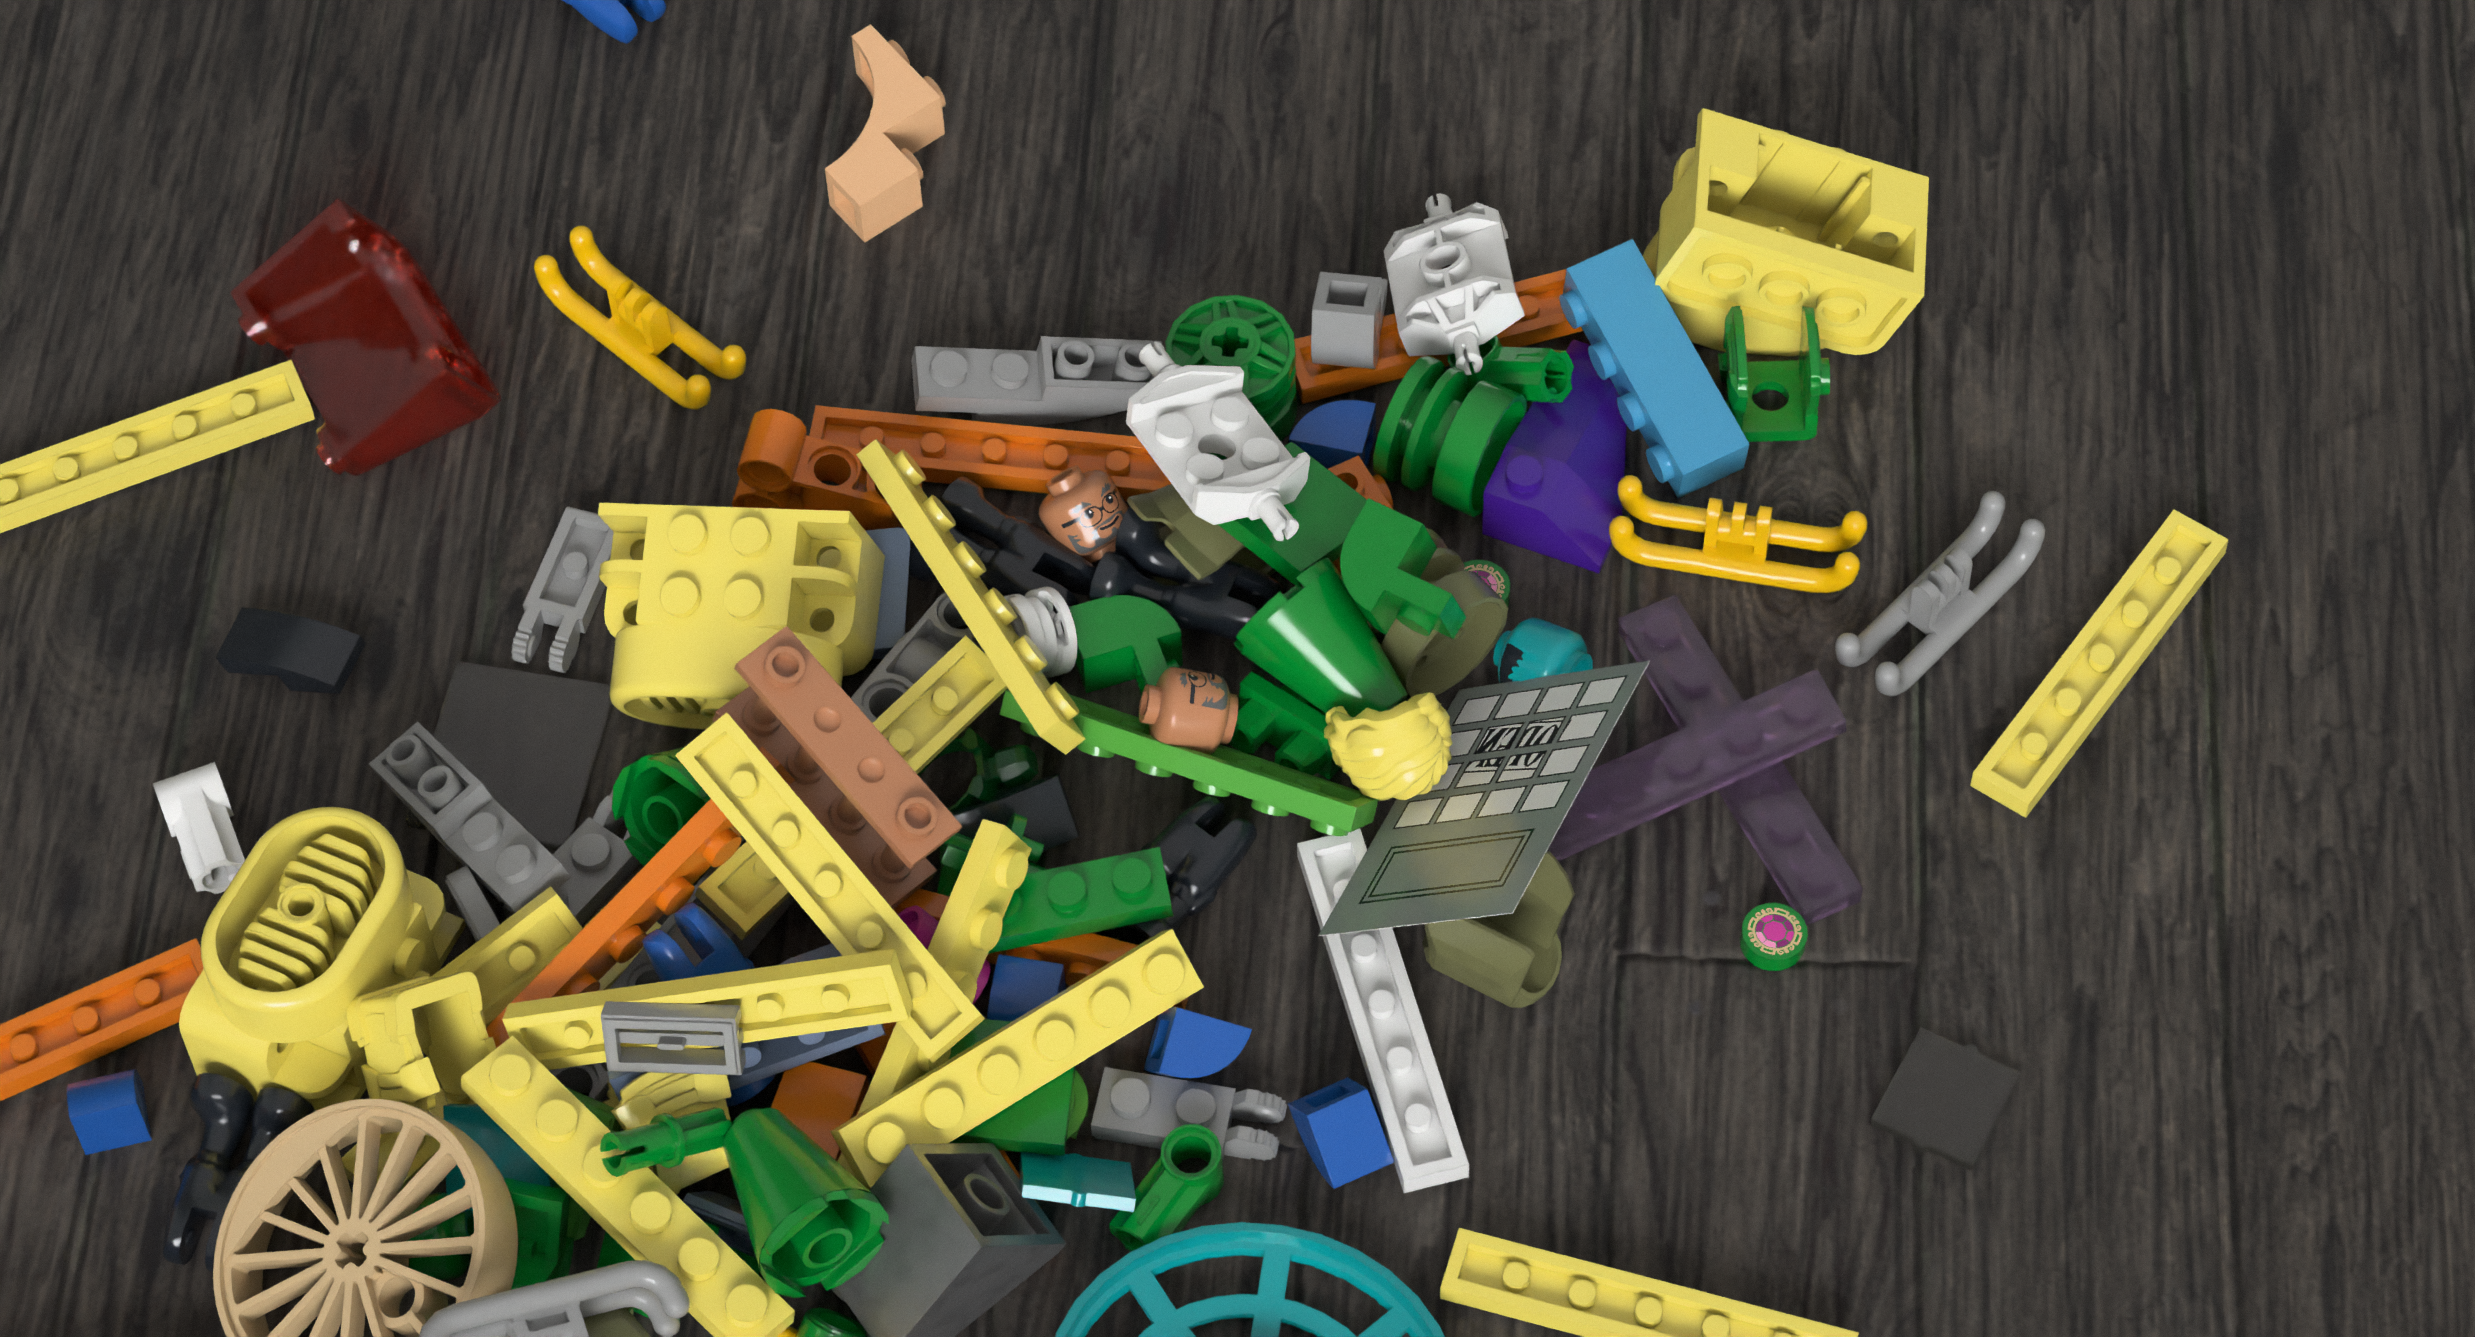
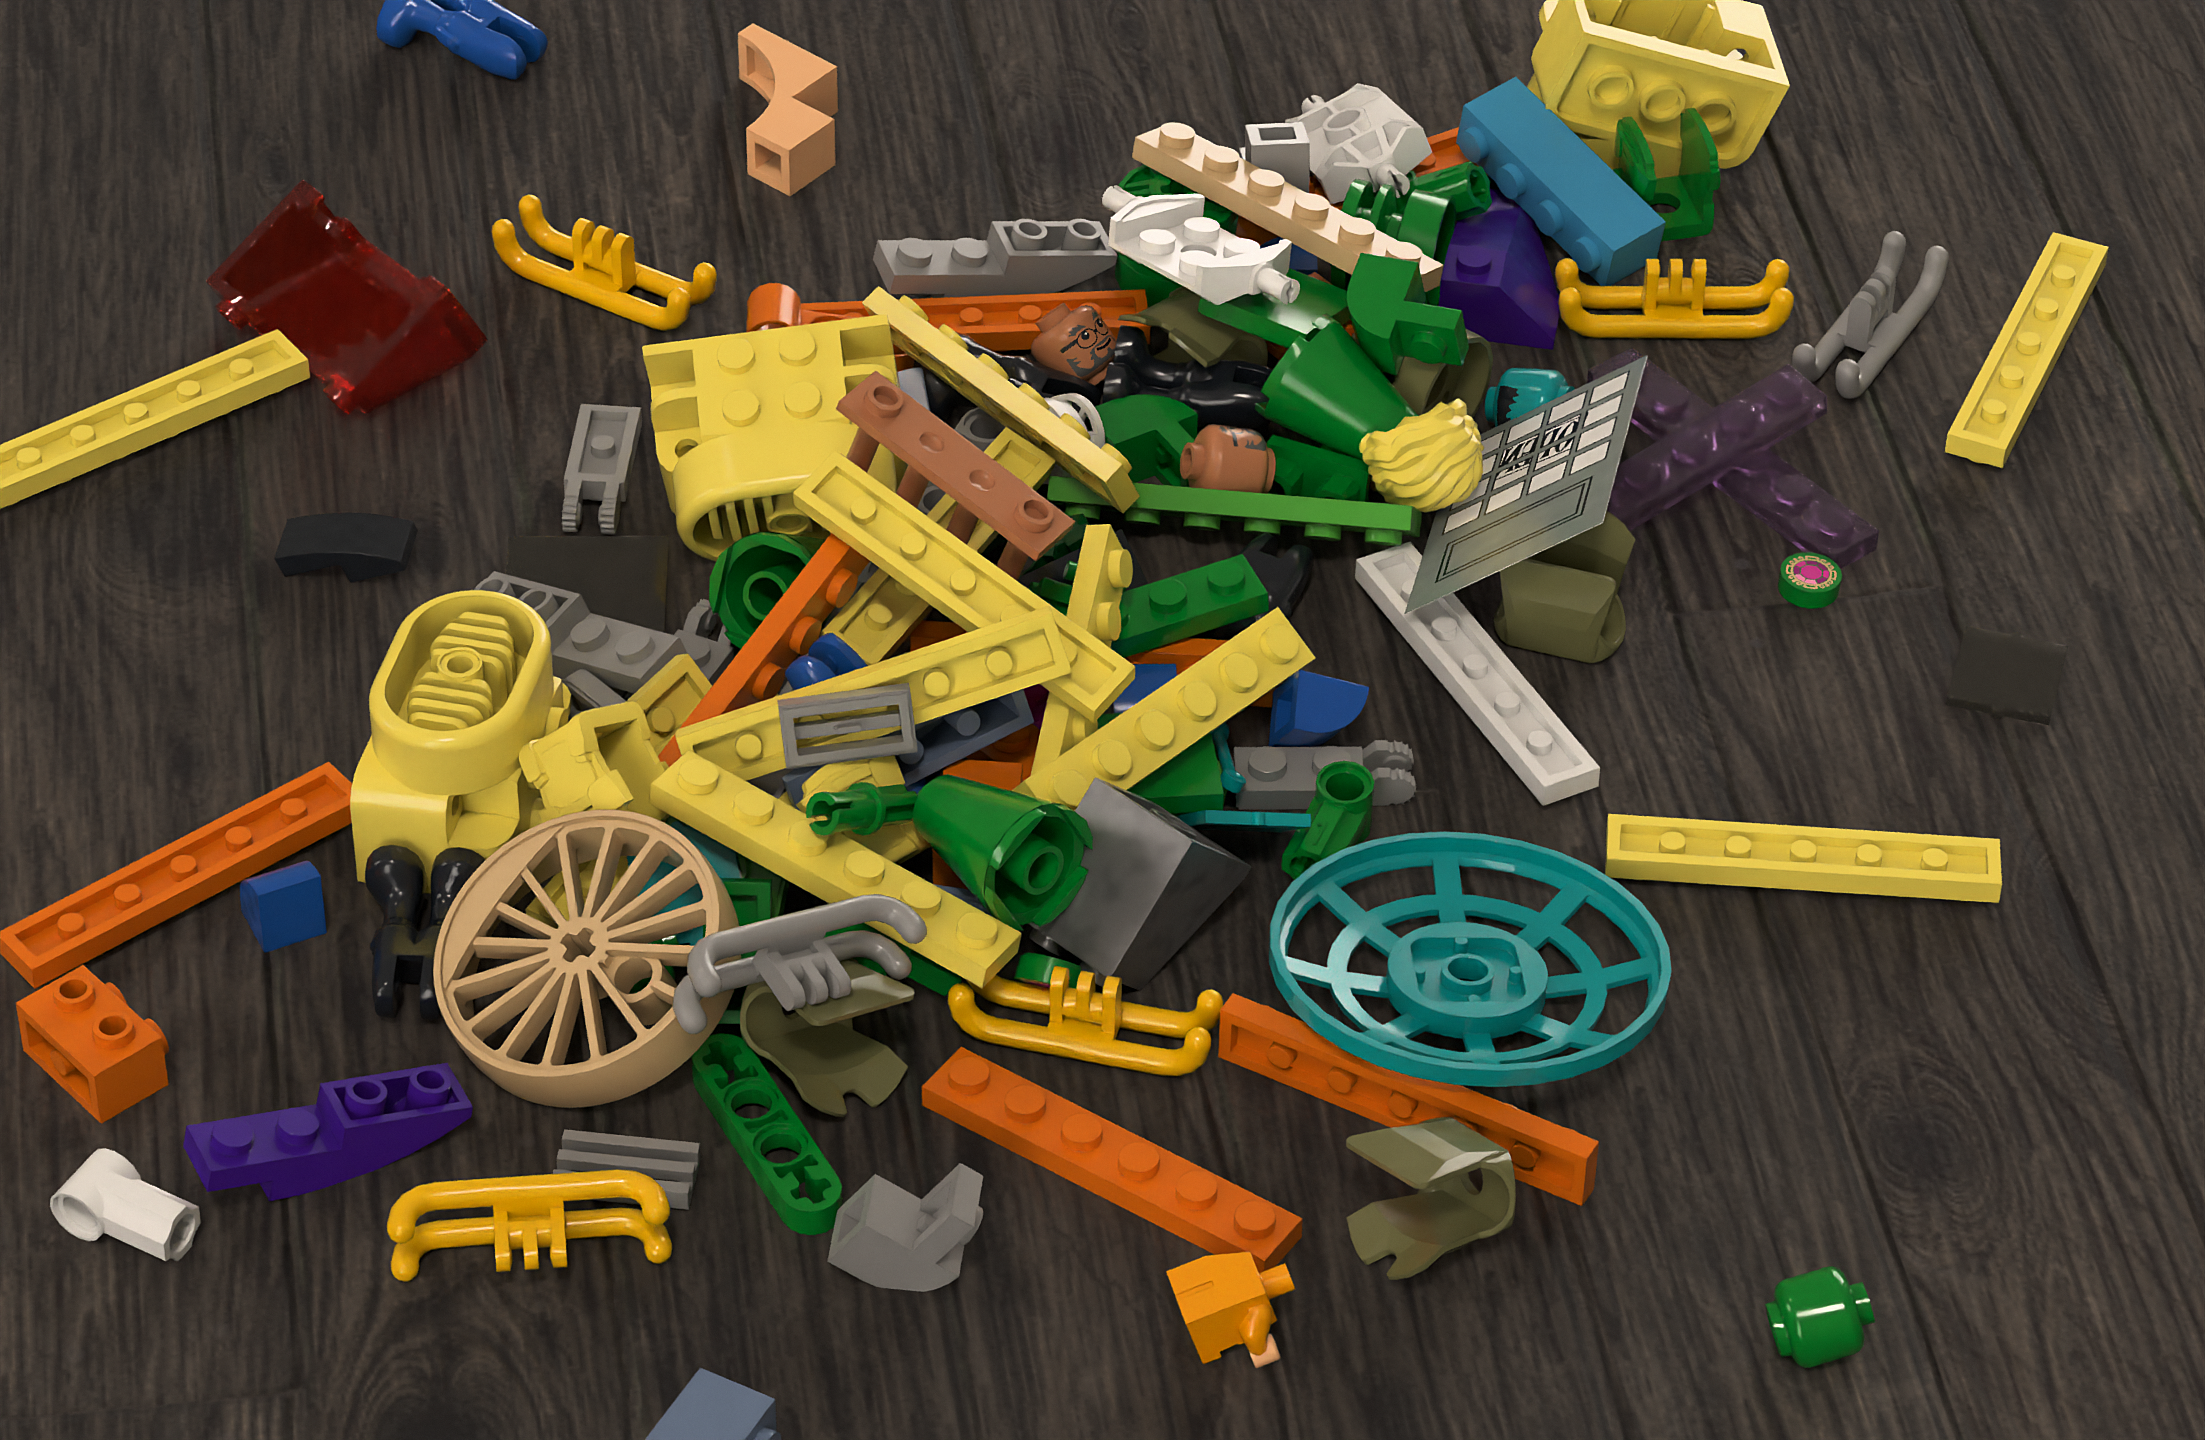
camera: 15 degrees left, 15 degrees down
(200, 818) = (301, 676): white piece -> none
(1085, 1117) = (1230, 777): none -> teal hinge
(1331, 395) = (1271, 202): none -> tan plate
(1341, 1132) = (1472, 763): blue brick -> none

